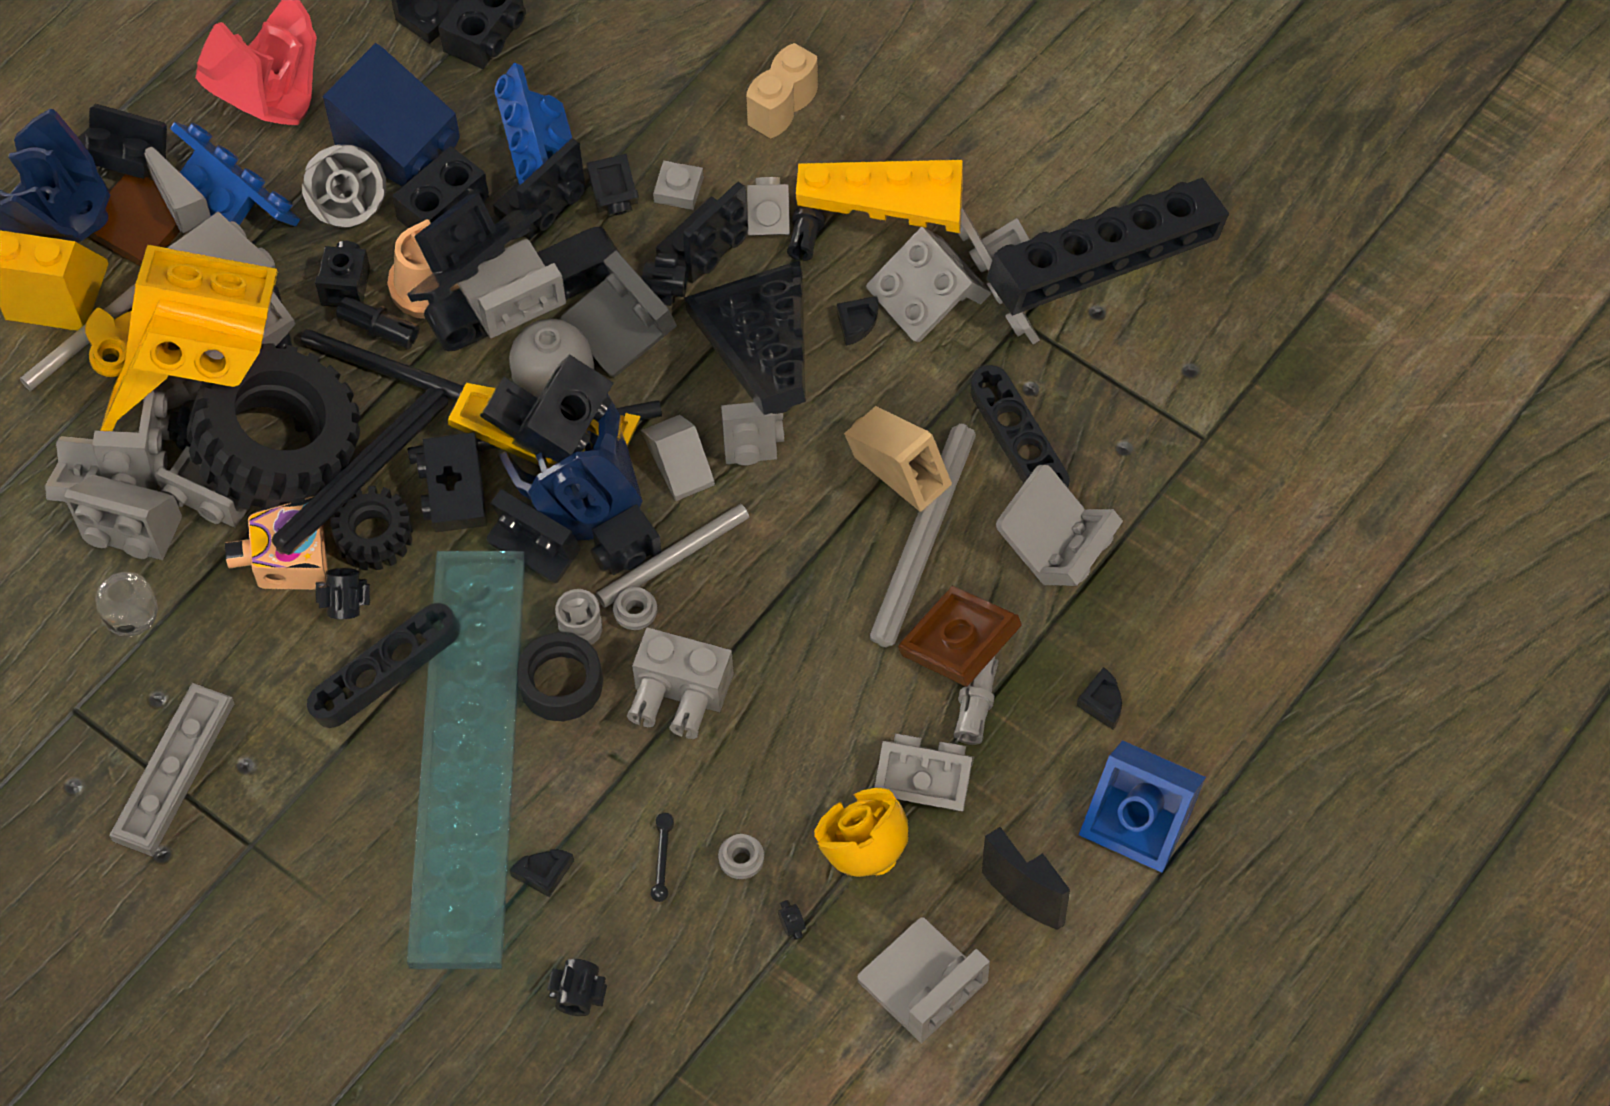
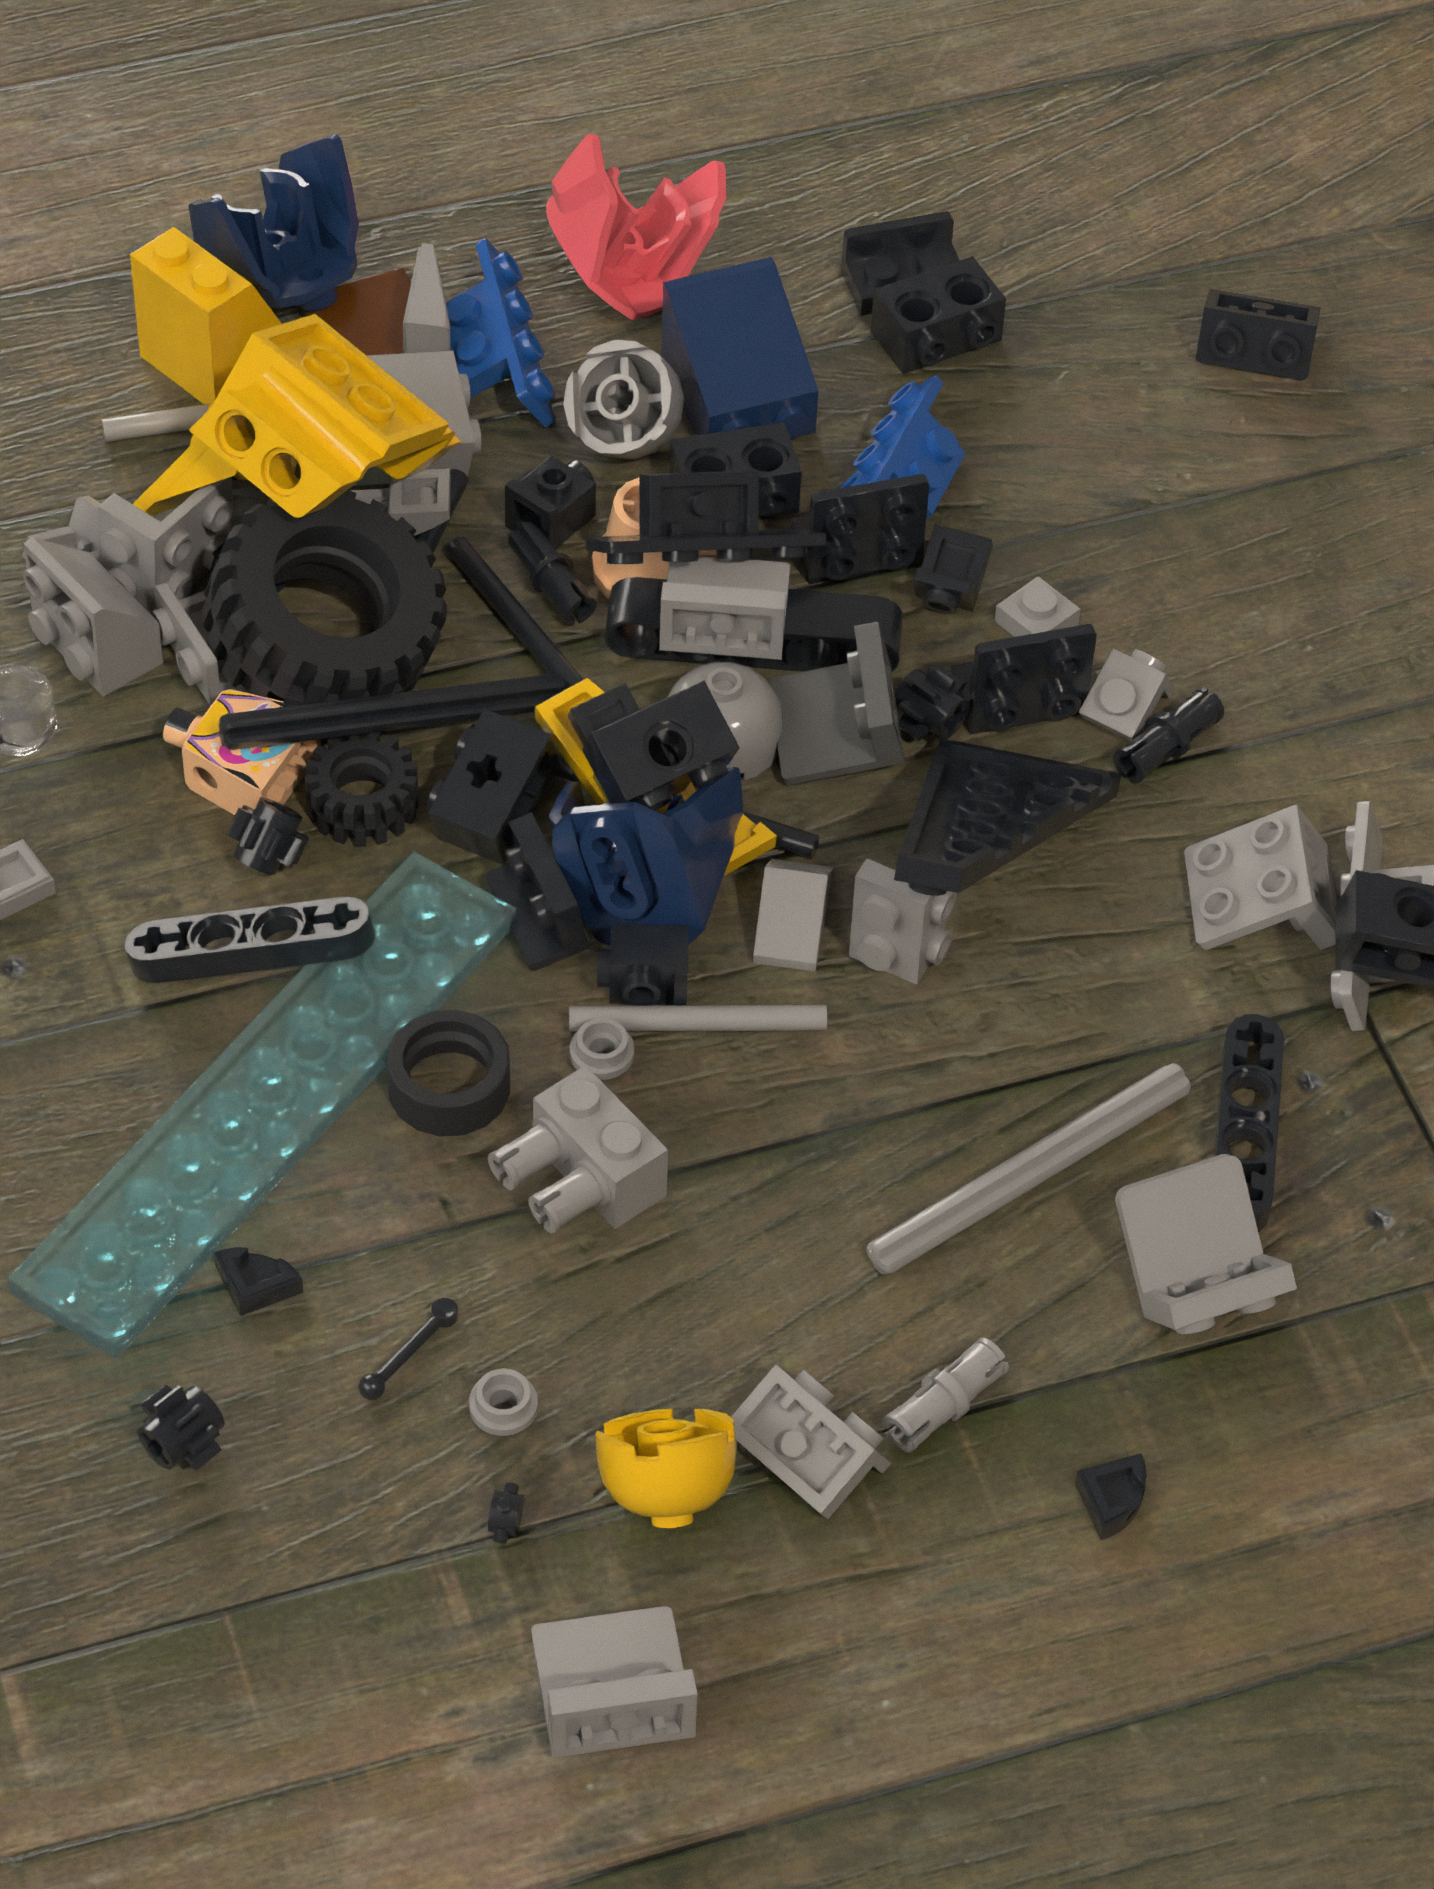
camera: 30 degrees right, 10 degrees down
(120, 140) = (414, 217): black bracket -> none
(577, 608) = (524, 1015): light grey wheel -> none
(782, 90) = (1247, 572): tan brick -> none
(857, 318) = (1145, 880): black tile -> none
(900, 456) = (1061, 1055): tan slope -> none
(901, 189) = (1301, 749): yellow wing -> none
(959, 635) = (979, 1306): reddish brown tile -> none
(1028, 886) = (826, 1634): black slope -> none
(1141, 805) = (1059, 1643): blue slope -> none

